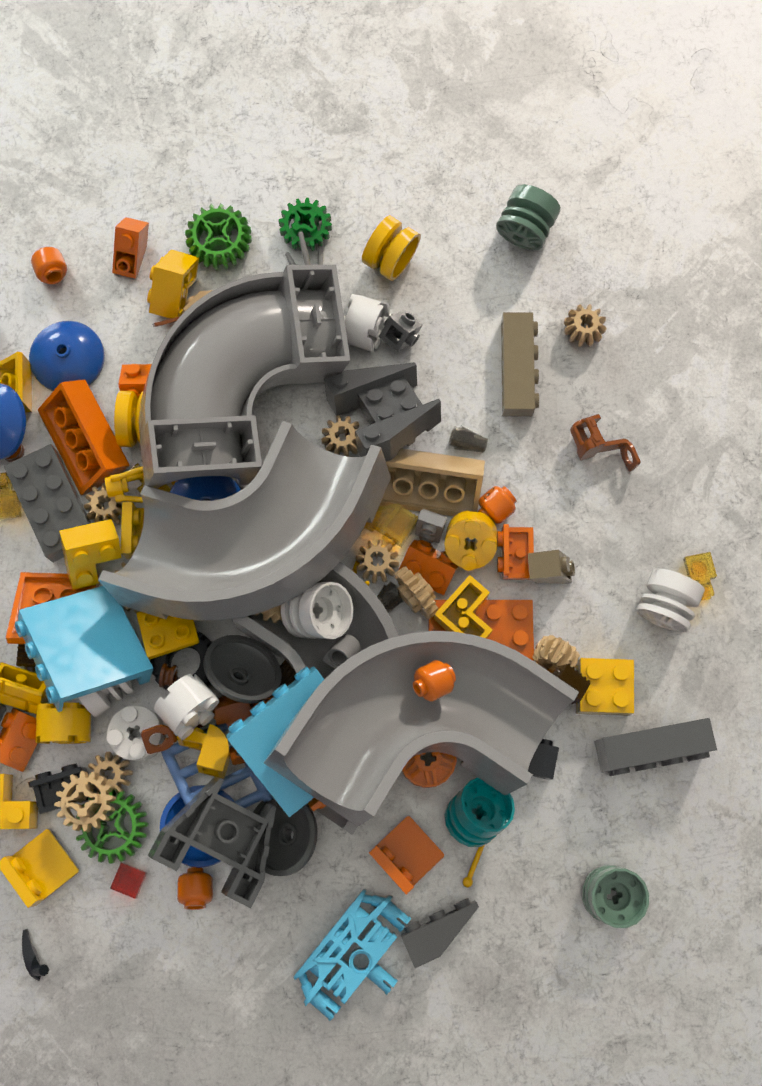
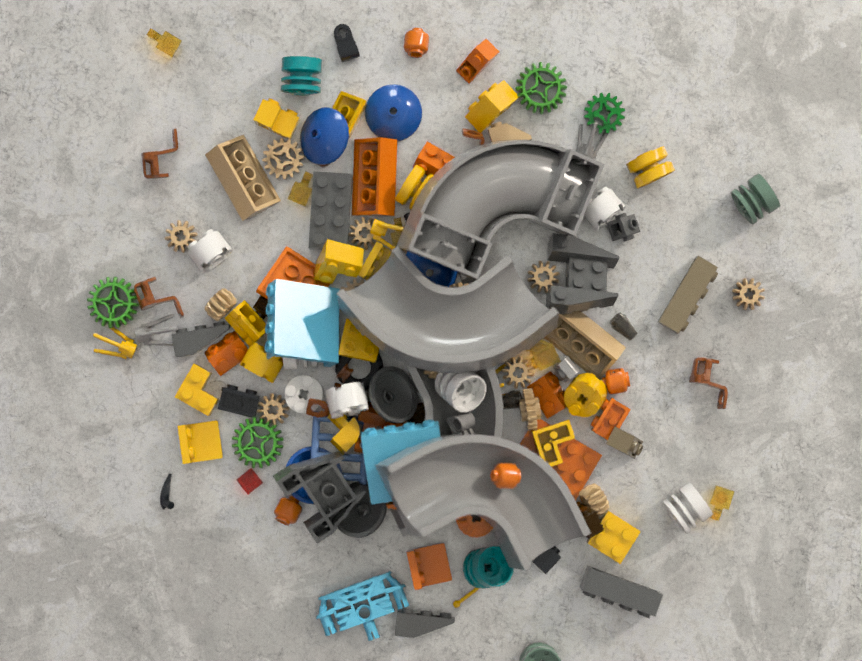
camera: 30 degrees right, 10 degrees up
(86, 812) = (255, 411): tan gear -> none

